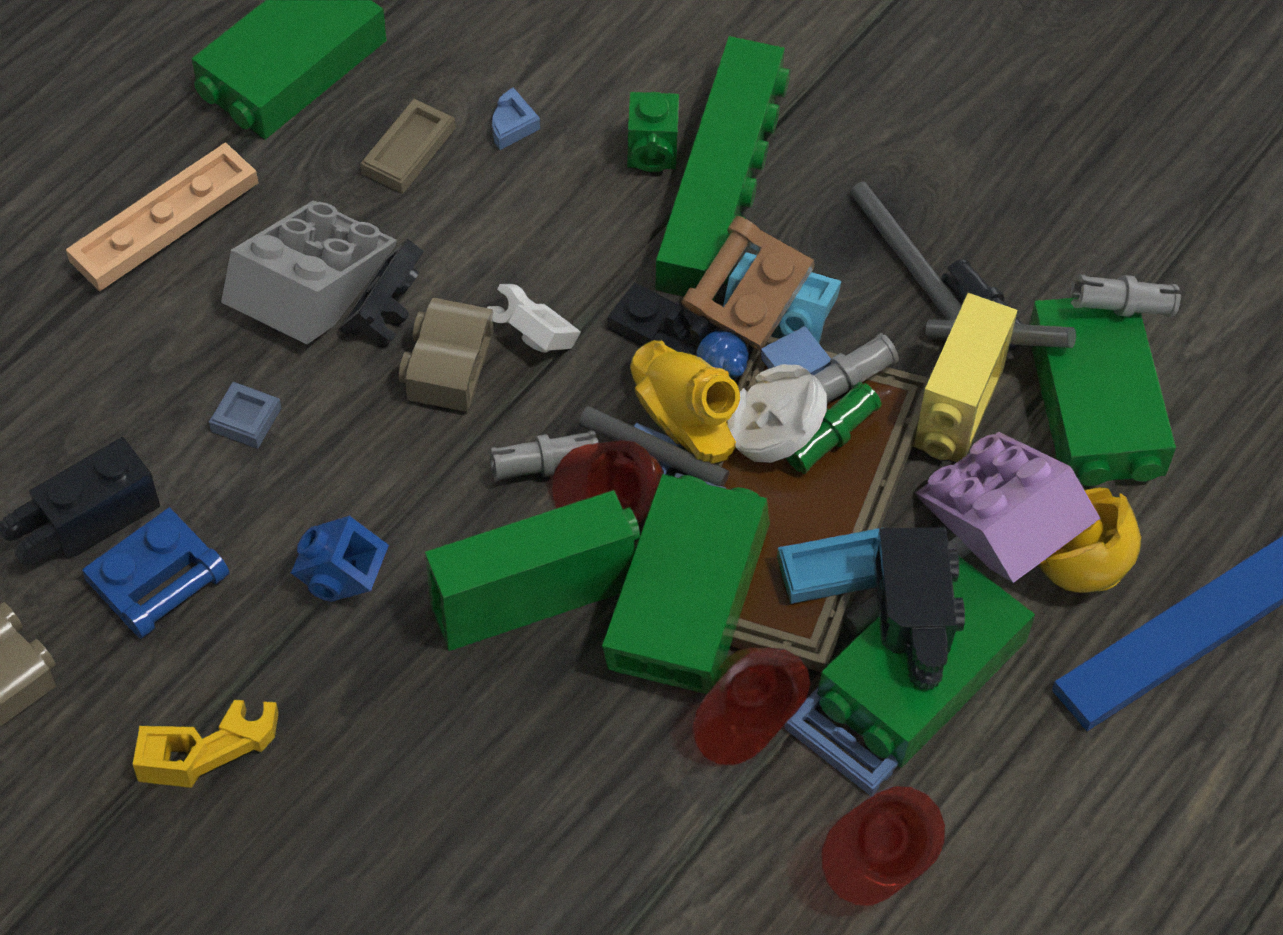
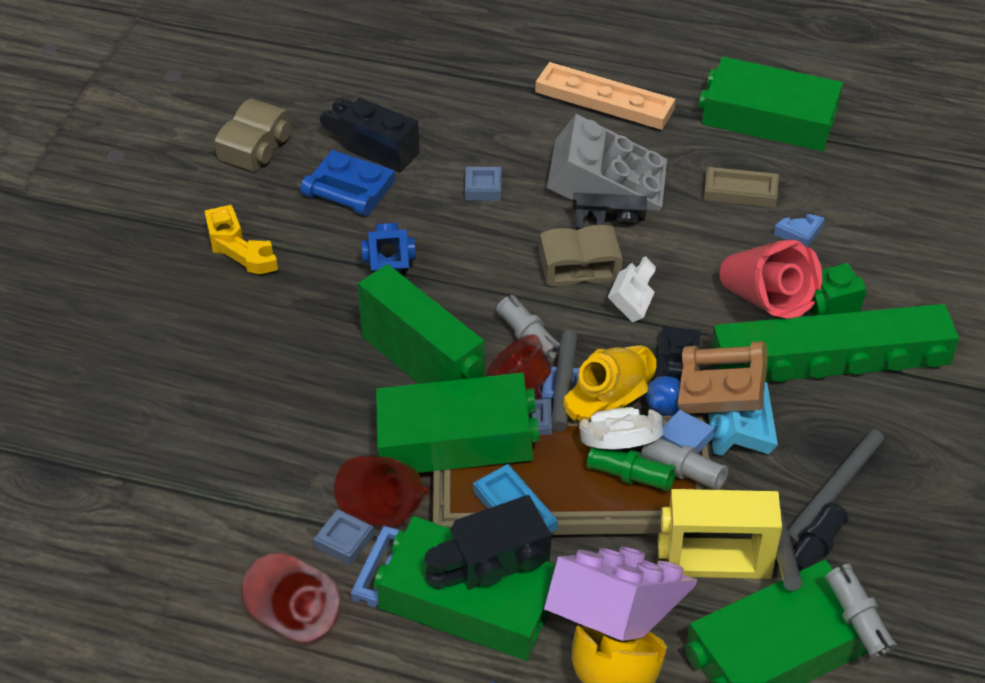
camera: 70 degrees right, 10 degrees down
(613, 175) = (774, 277): none -> coral cone
(780, 772) = (343, 537): none -> sand blue tile

